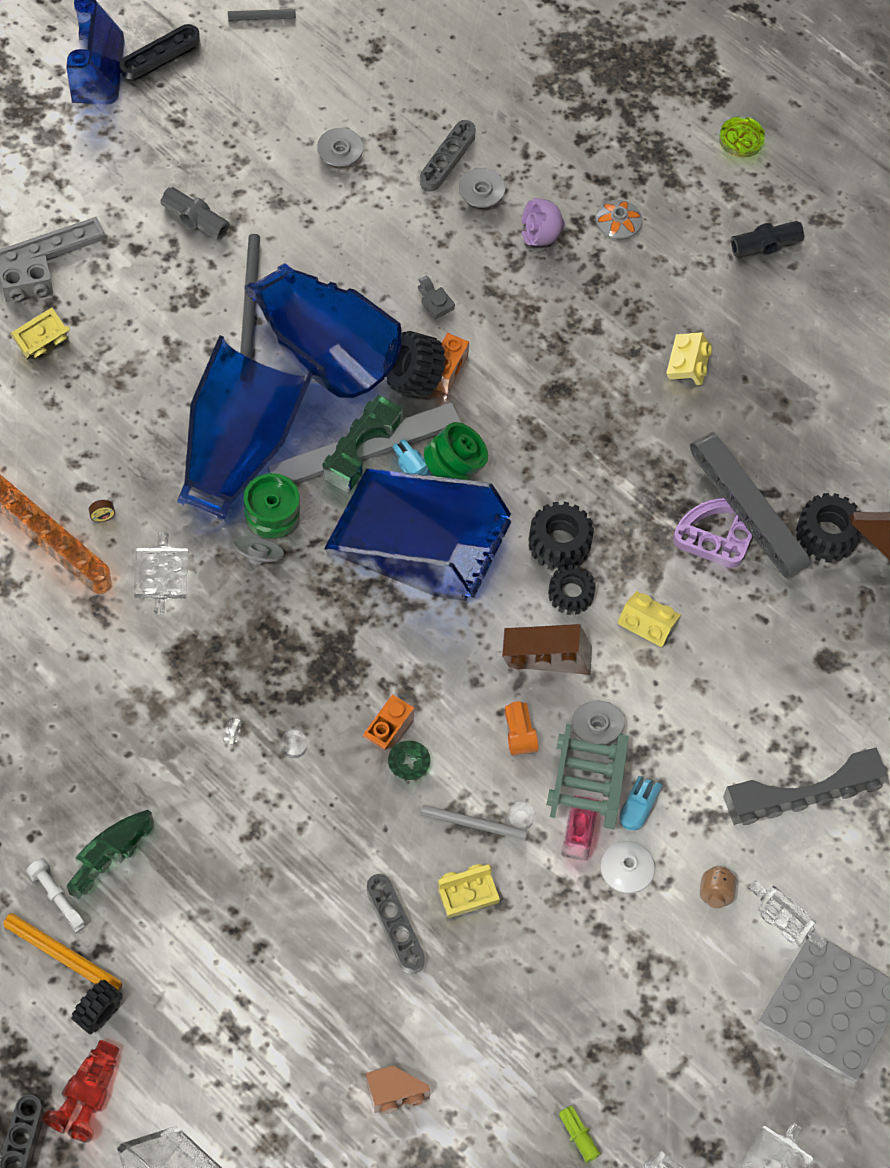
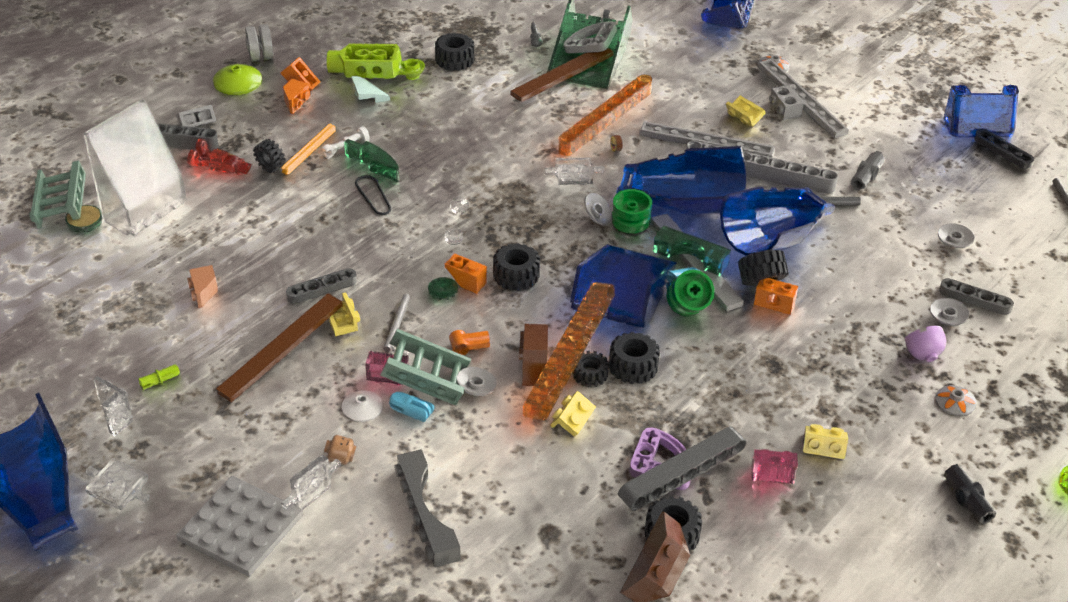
camera: 90 degrees right, 20 degrees down
(97, 397) = (684, 136): none -> light grey tile
(188, 867) = (369, 176): none -> black piece
(189, 308) = (784, 171): none -> light grey beam
(380, 642) = (516, 267): none -> black tyre
(435, 301) = (834, 294): dark grey plate -> none
(529, 970) = (279, 348): none -> reddish brown tile
(558, 603) = (568, 351): none -> clear orange beam
(735, 414) = (774, 466): none -> clear pink brick

